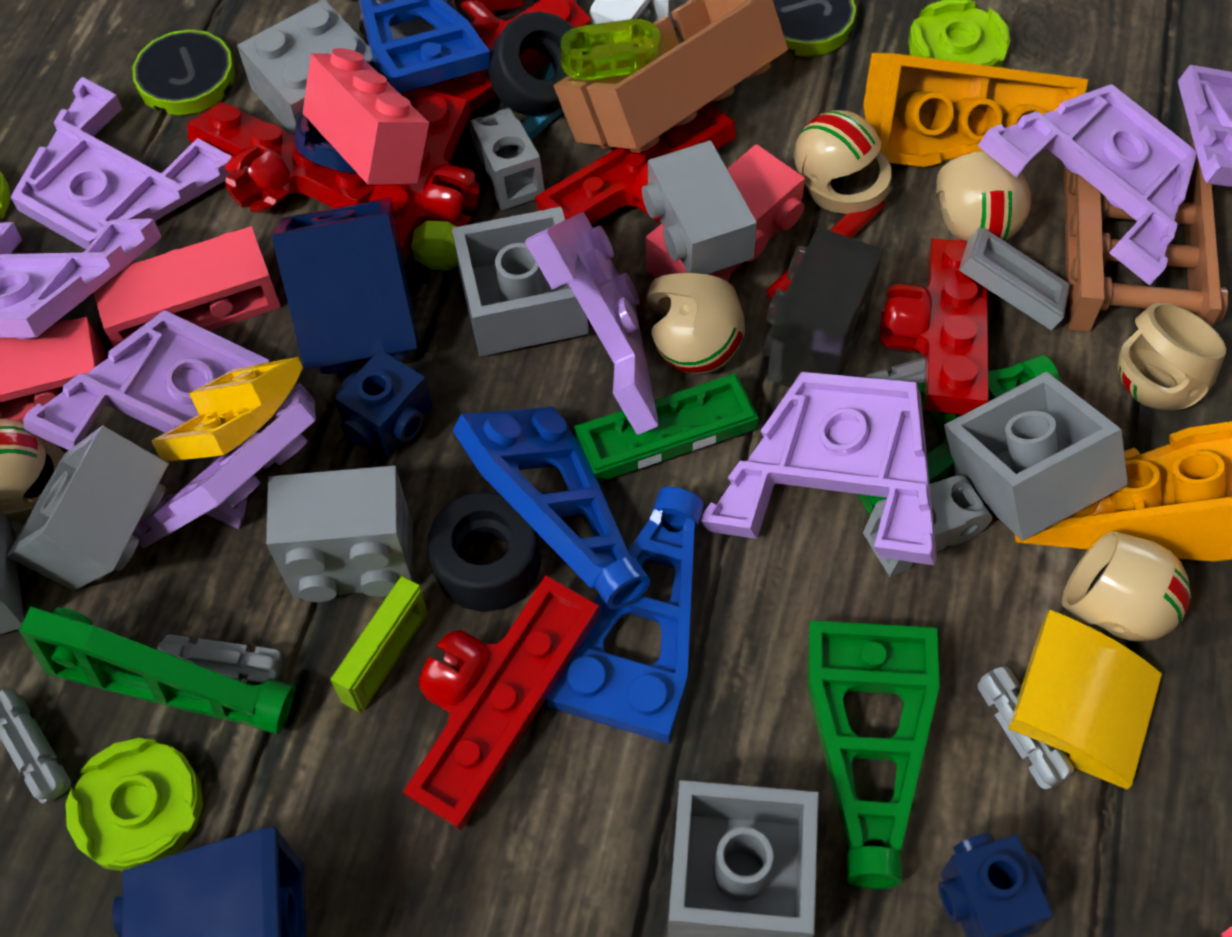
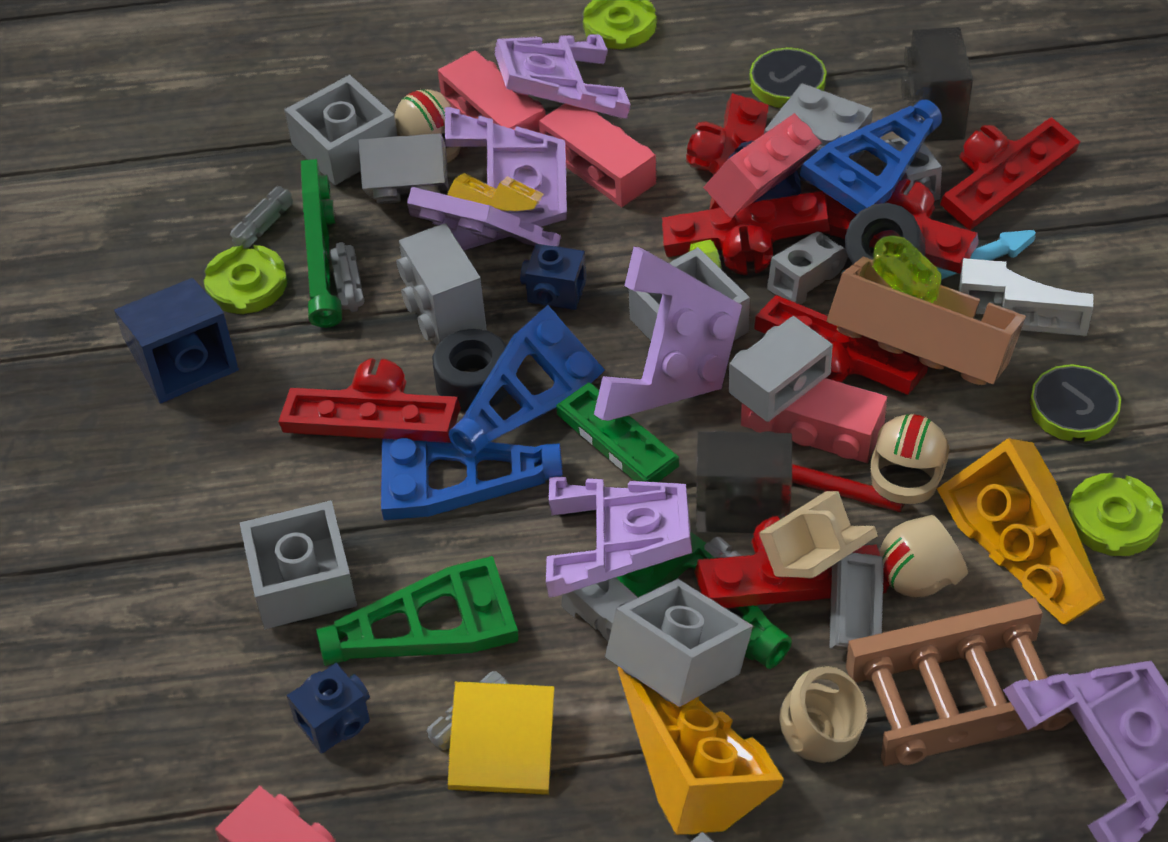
camera: 70 degrees right, 10 degrees down
(86, 183) = (661, 71): lavender wing -> none
(346, 285) = (631, 207): dark blue slope -> none
(380, 645) = (384, 341): lime tile -> none
(700, 322) = (701, 409): tan helmet -> none
(962, 267) = (813, 538): none -> tan panel
(1119, 153) = (1006, 626): lavender wing -> none
(1138, 594) = (594, 734): tan helmet -> none

